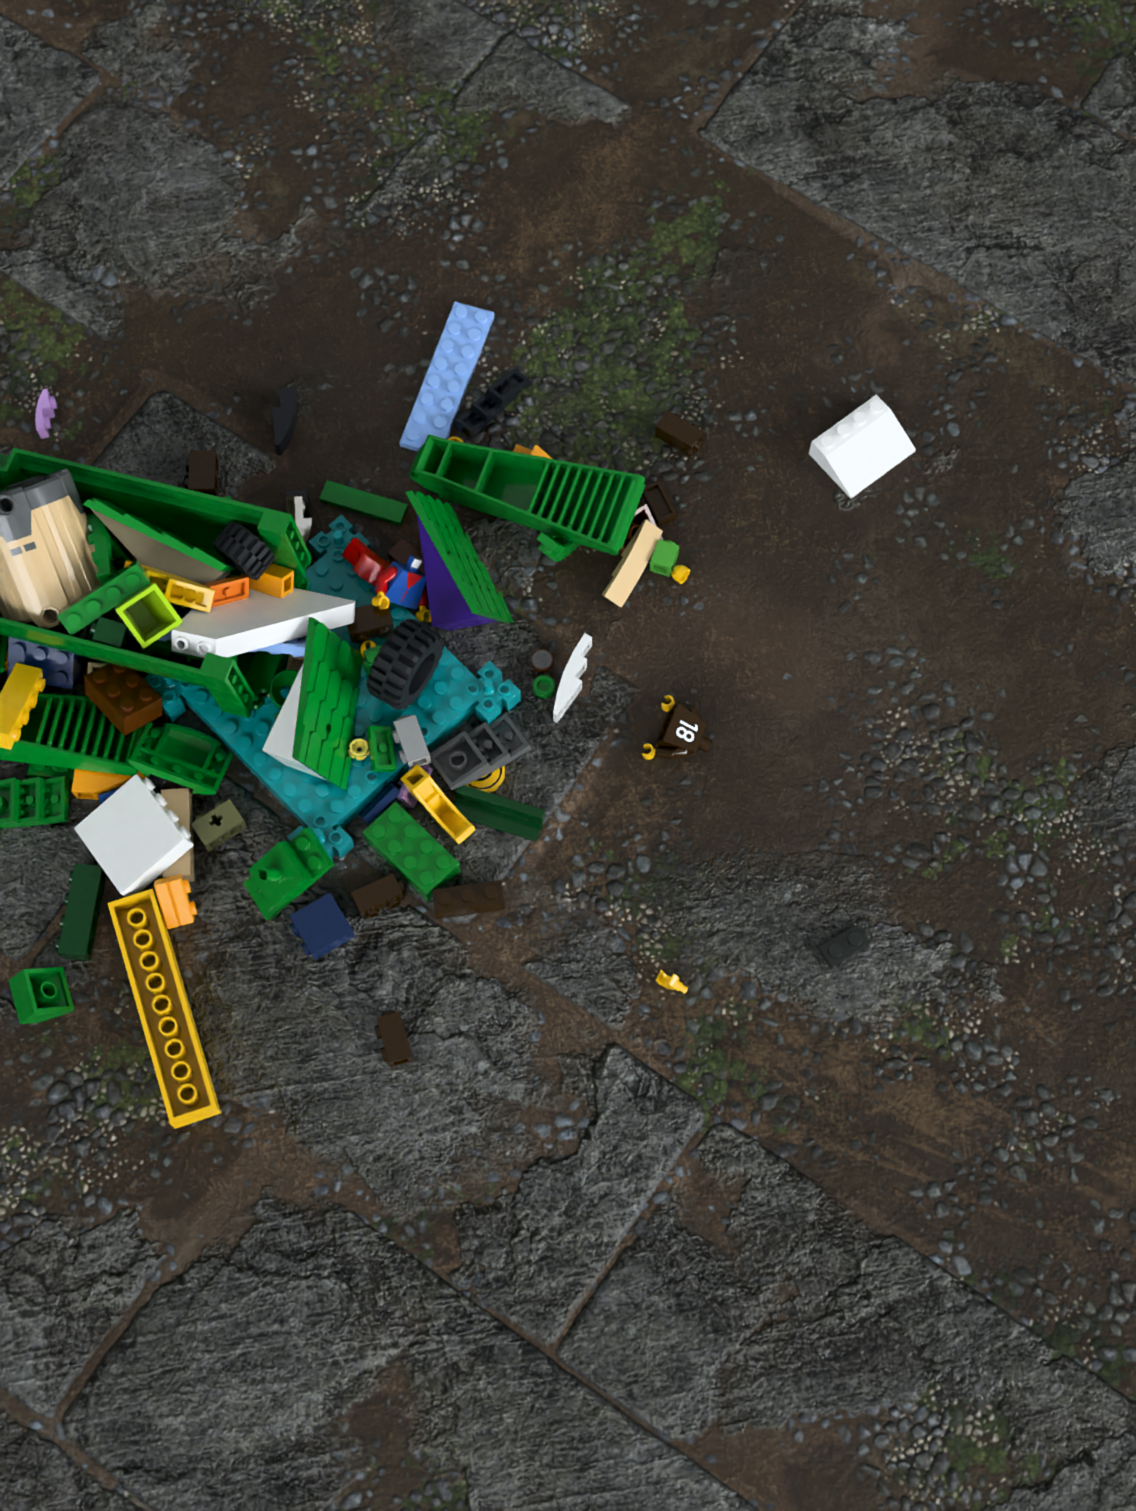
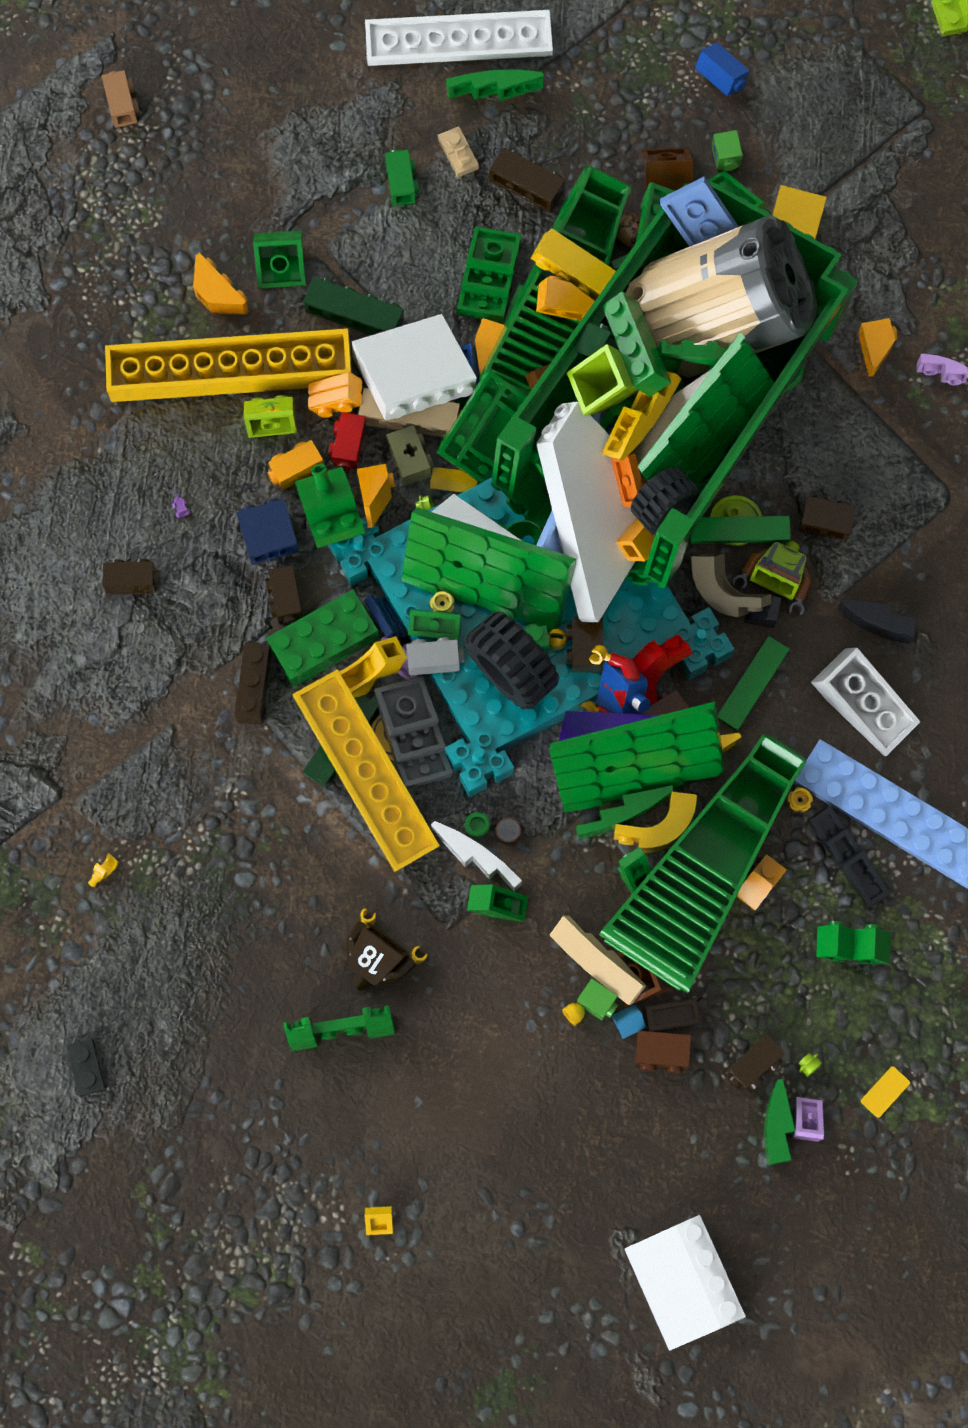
camera: 105 degrees right, 5 degrees up
(46, 711) = (562, 299): none -> light orange slope
(84, 1046) = (216, 290): none -> light orange slope
(206, 956) = (270, 416): none -> lime slope
(216, 881) = (348, 441): none -> red brick
(233, 785) = (451, 480): none -> yellow sticker
(250, 921) = (294, 464): none -> light orange brick
(256, 842) = (375, 491): none -> light orange slope
(263, 489) = (779, 570): none -> torso
(264, 800) = (424, 503): none -> lime plate
(310, 1020) = (179, 504): none -> medium lavender piece
(356, 416) = (865, 700): none -> white slope
(501, 532) = (665, 833): none -> yellow arch
(501, 569) = (632, 808): none -> green slope
(523, 779) = (365, 770): none -> yellow plate
(564, 382) = (862, 945): none -> green brick
(607, 652) = (497, 902): none -> green slope
(668, 396) = (809, 1064): none -> lime plate
(671, 344) = (885, 1091): none -> yellow sticker
(673, 532) = (629, 1021): none -> dark azure slope
(690, 501) = (663, 1051): none -> reddish brown brick
(712, 387) = (808, 1119): none -> lavender slope
(722, 408) = (777, 1124): none -> green slope
(755, 758) = (304, 1032): none -> green wedge
(891, 677) = (378, 1220): none -> yellow plate

